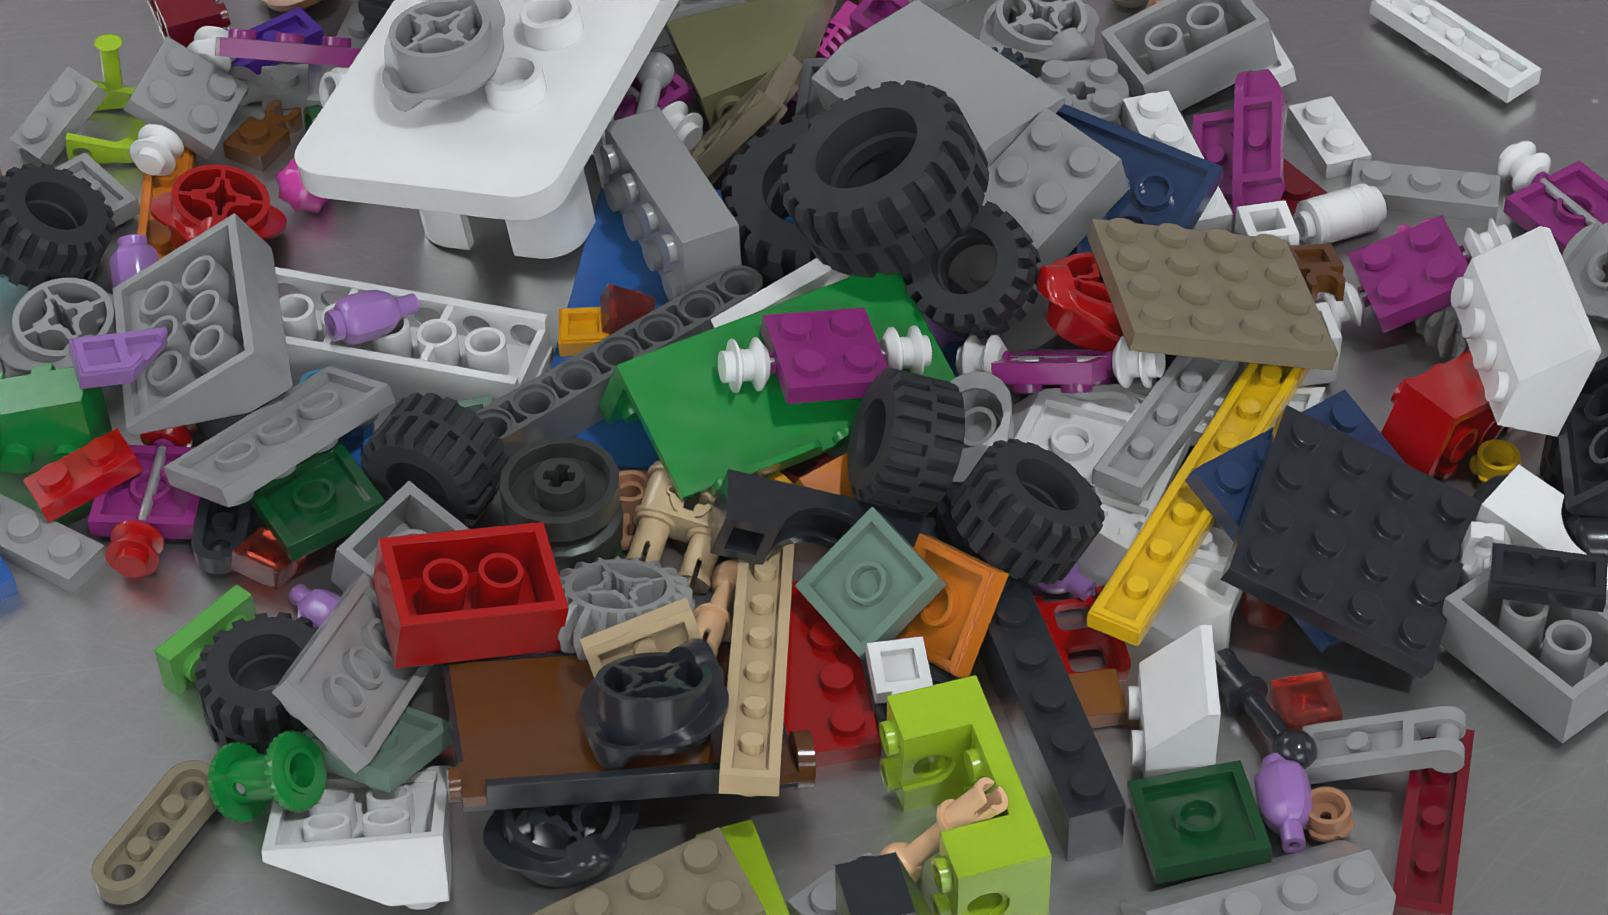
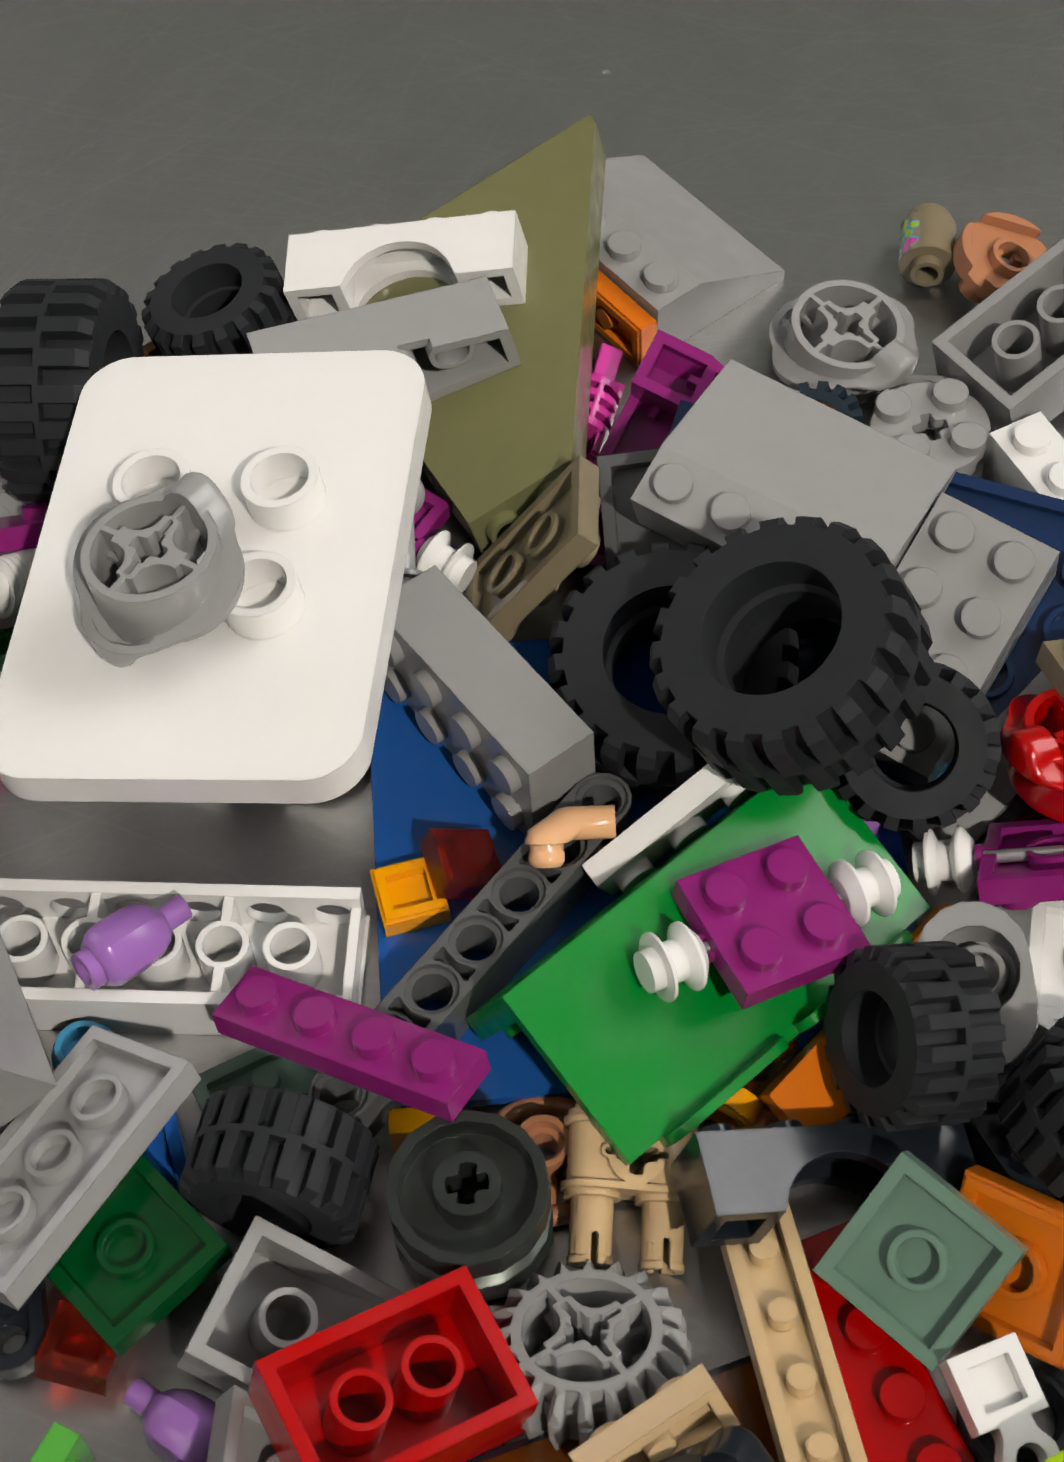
camera: 10 degrees left, 10 degrees up
(506, 391) = (352, 1043): none -> magenta plate
(705, 288) = (565, 825): none -> light nougat arm
(714, 617) = (712, 1339): light nougat pin -> none

